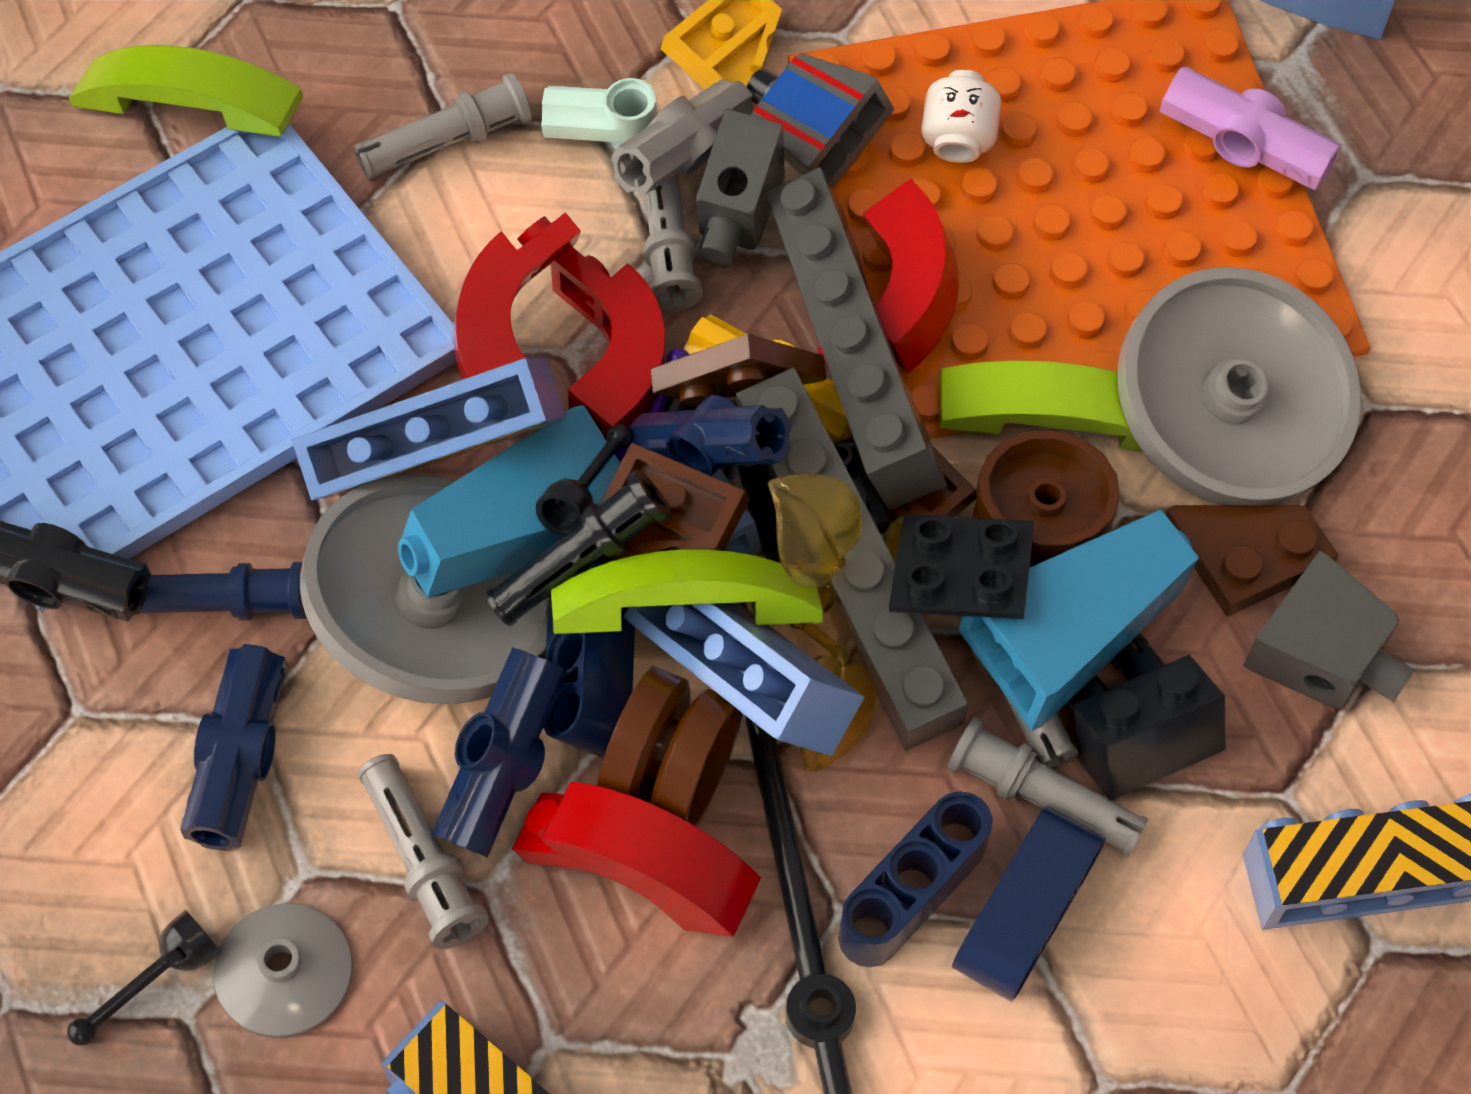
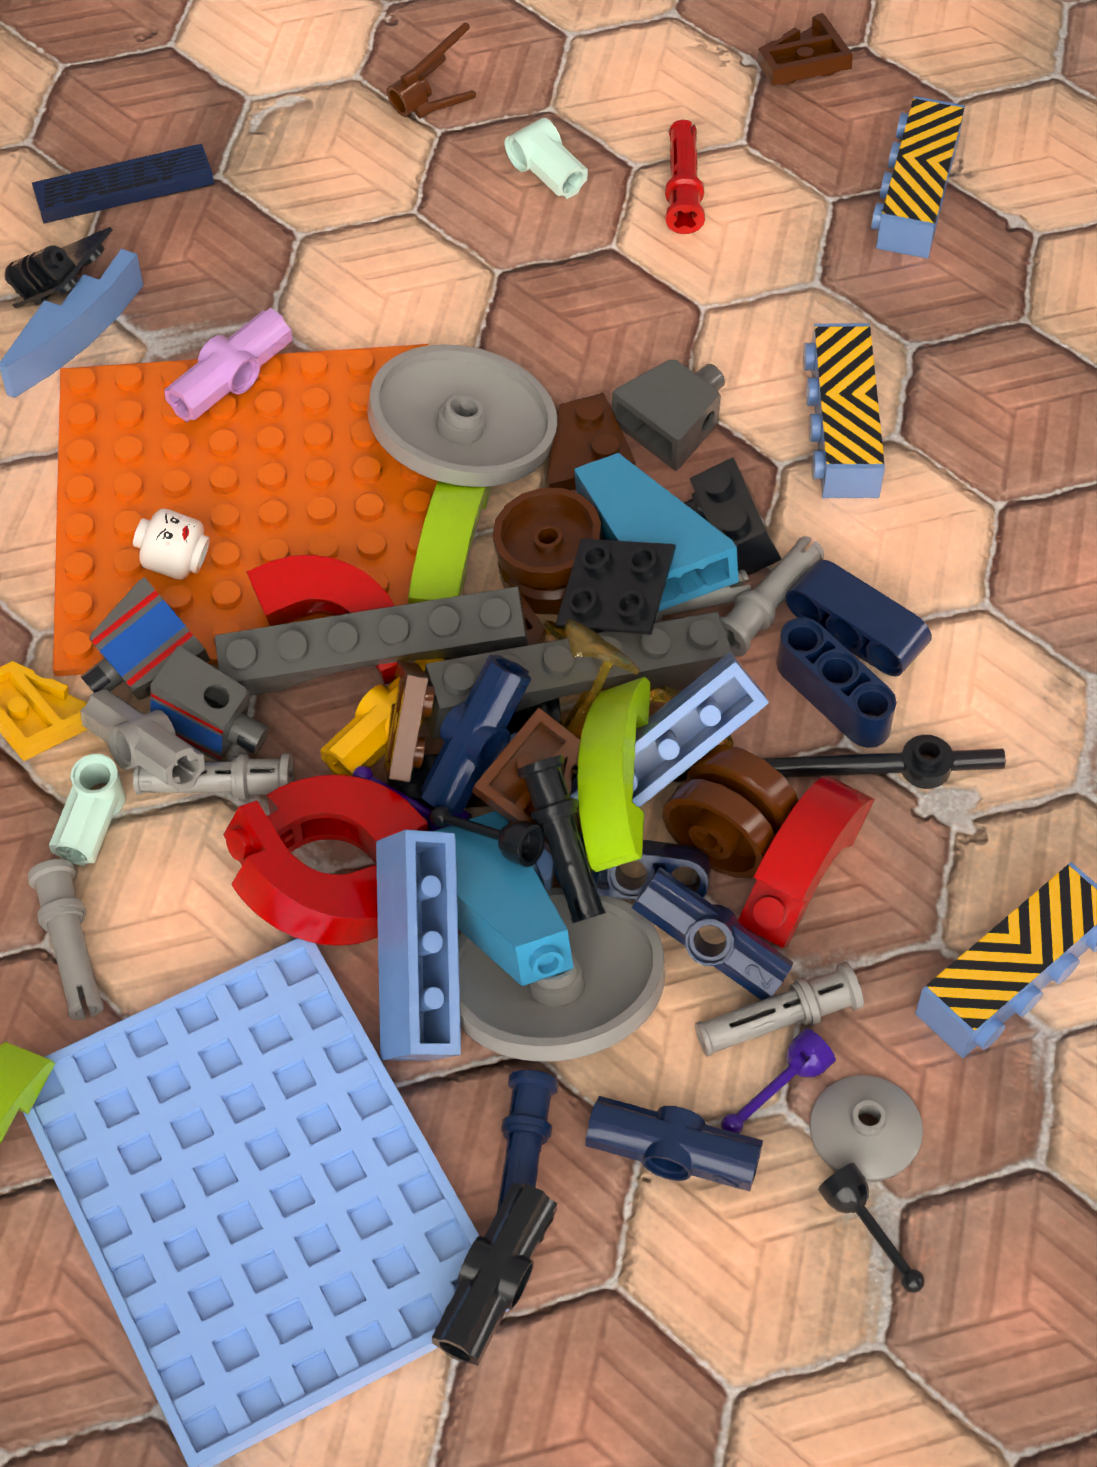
camera: 80 degrees left, 5 degrees down
(360, 887) = (806, 1056): none -> dark purple hinge

